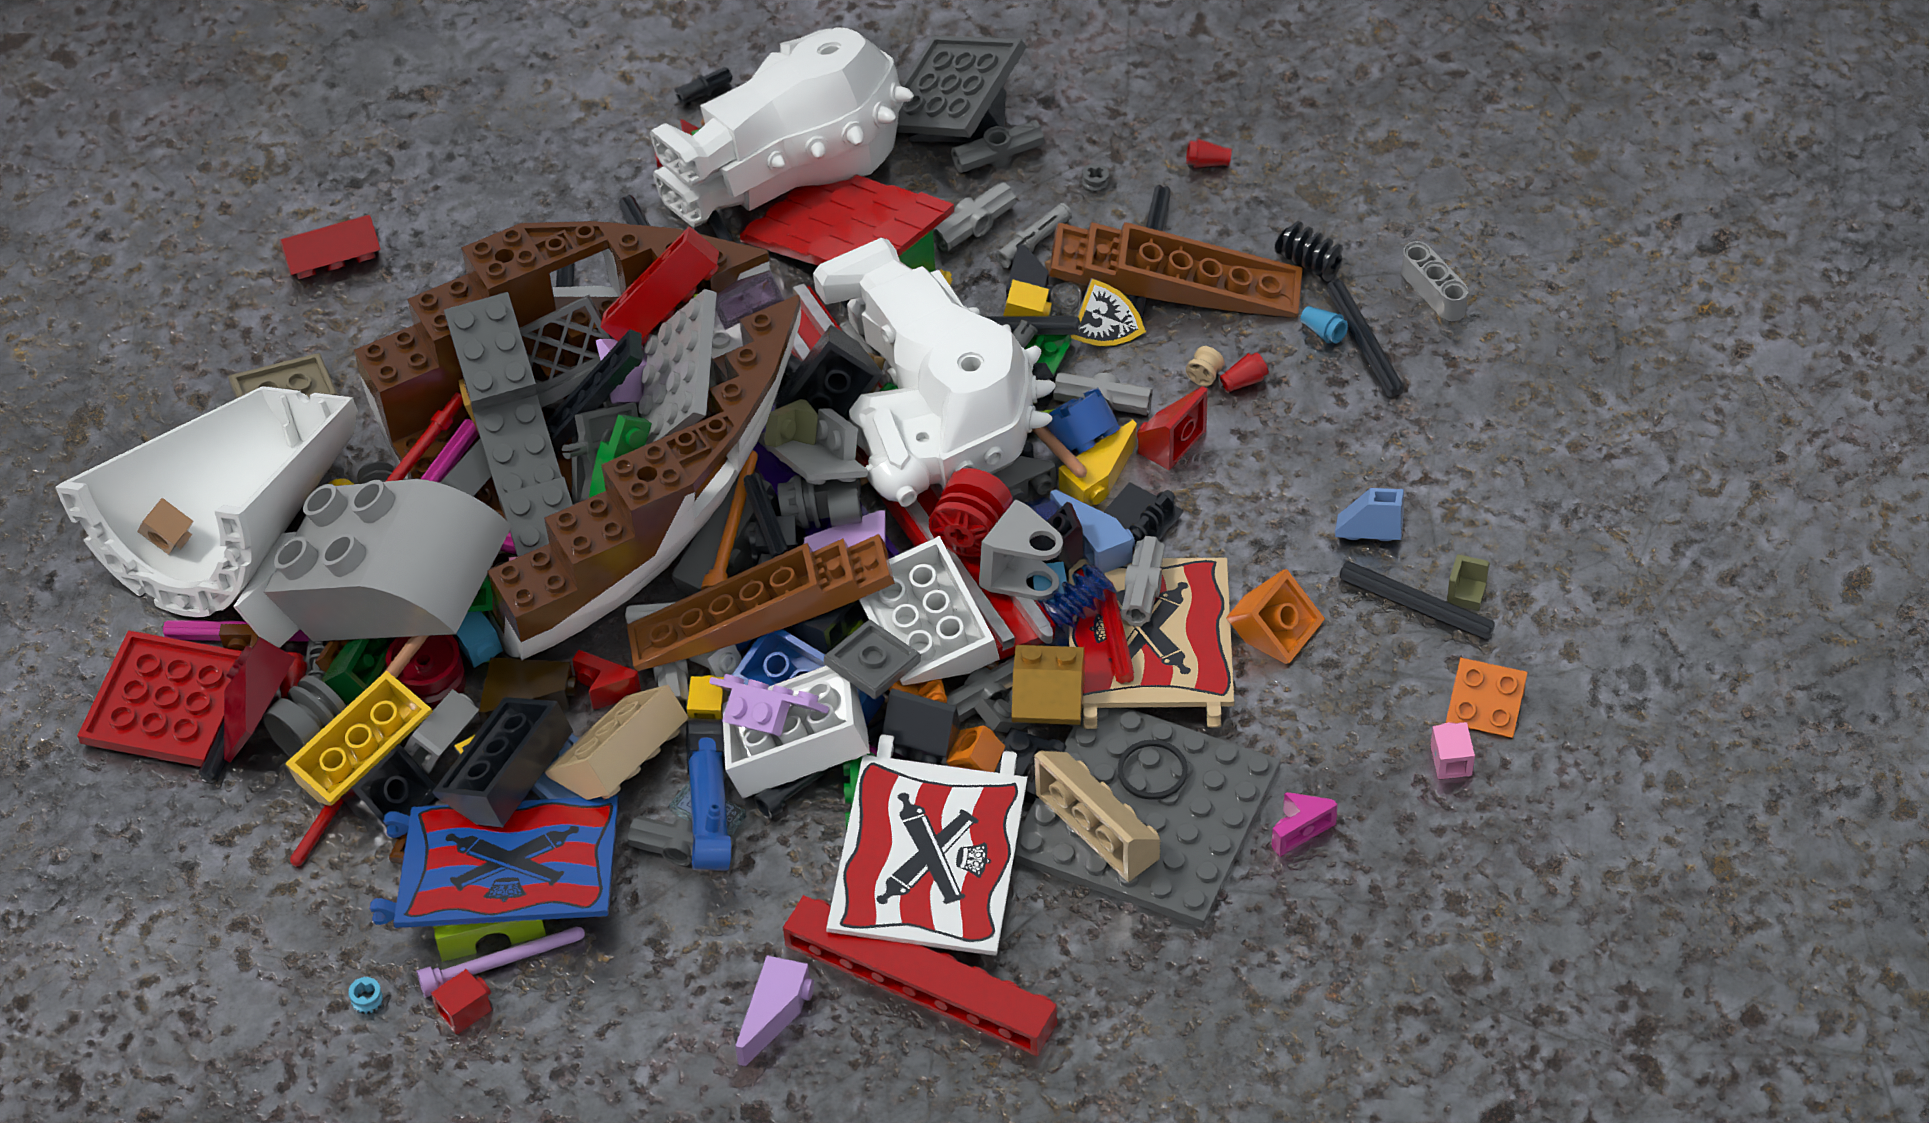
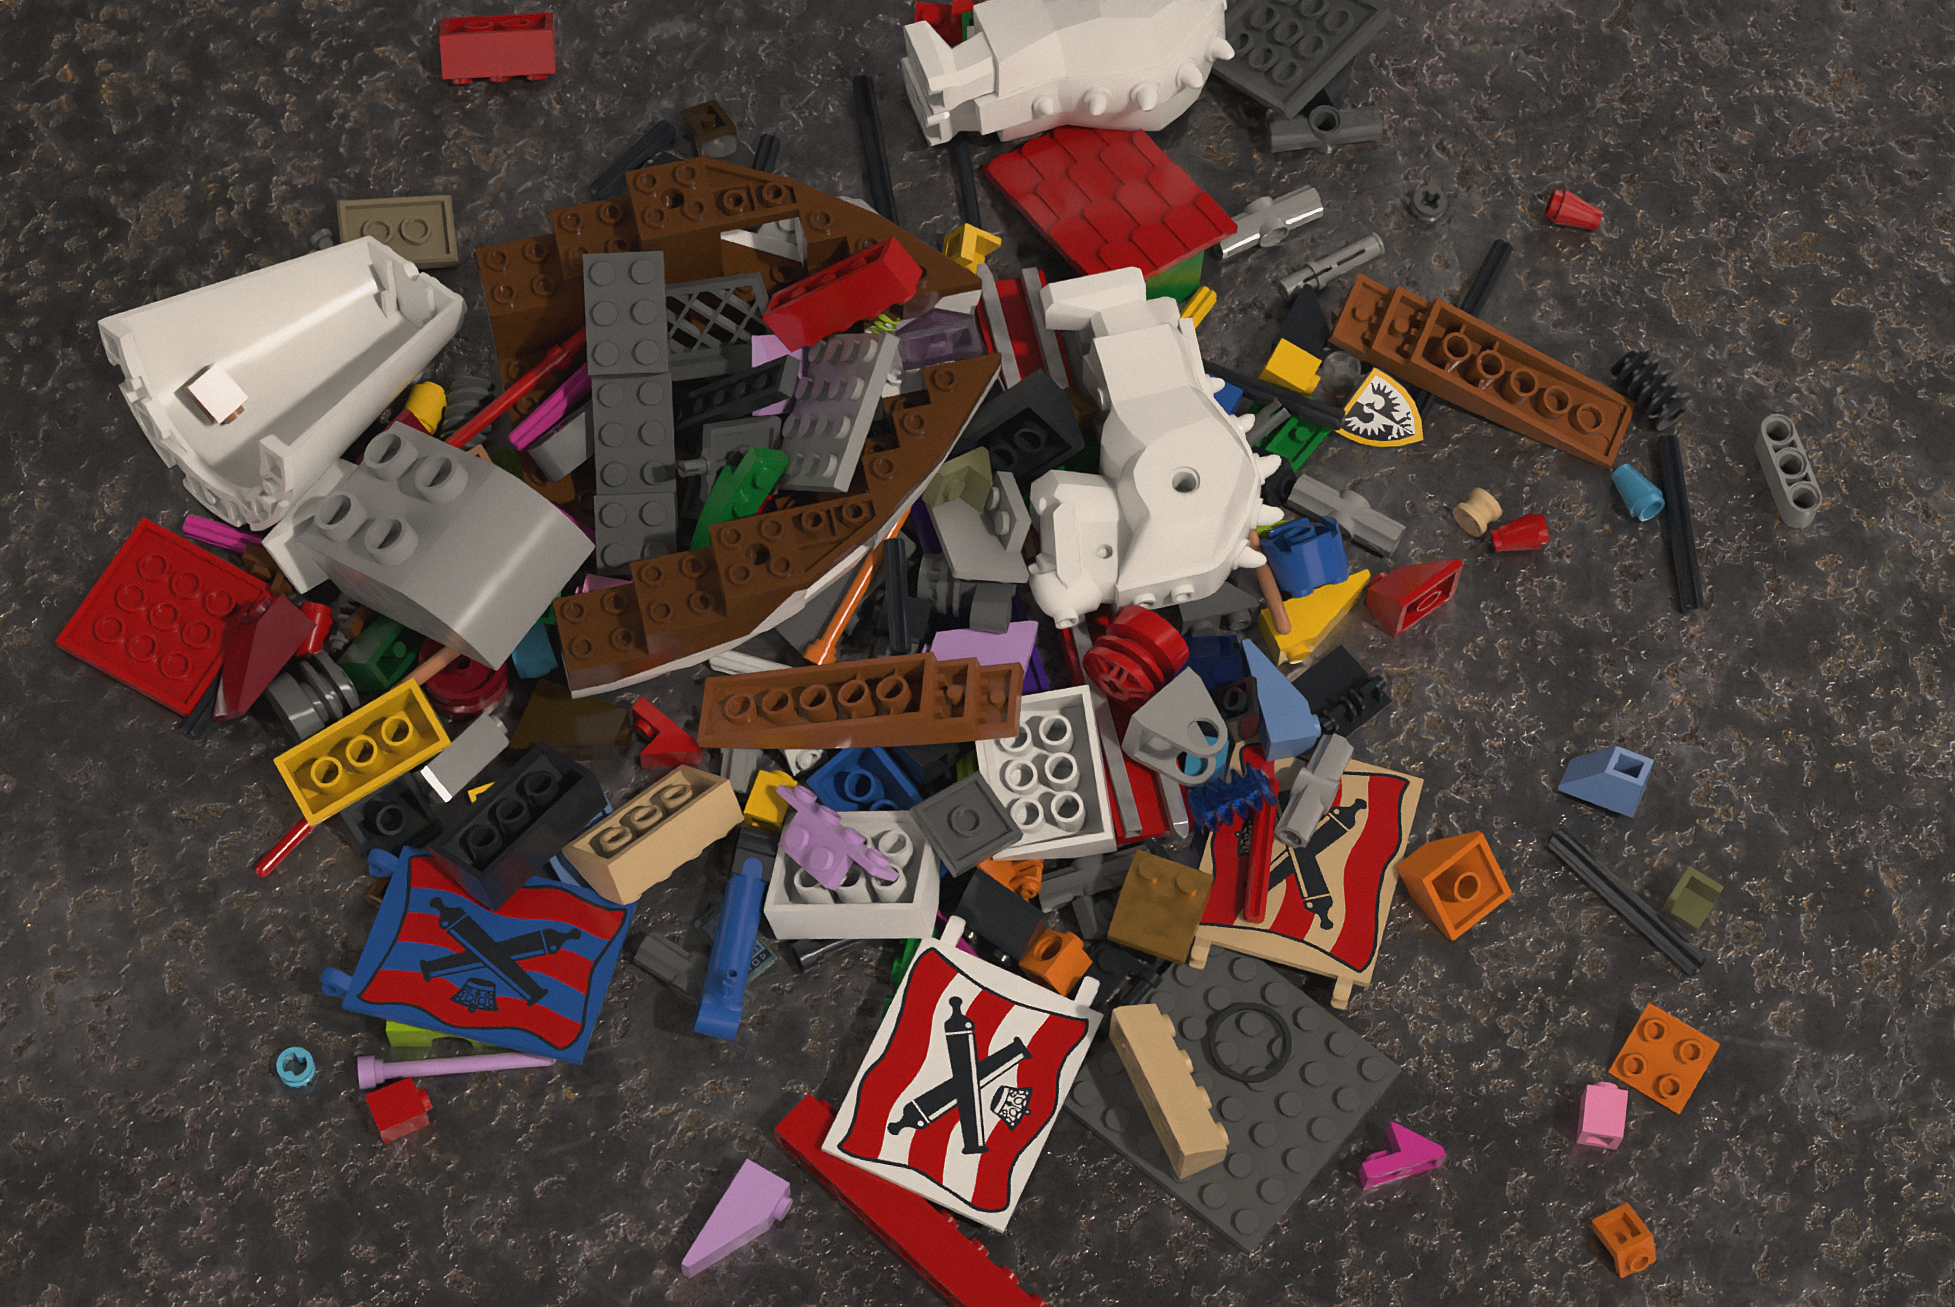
camera: 10 degrees right, 15 degrees up
(1504, 831) = (1626, 1239): none -> orange bracket

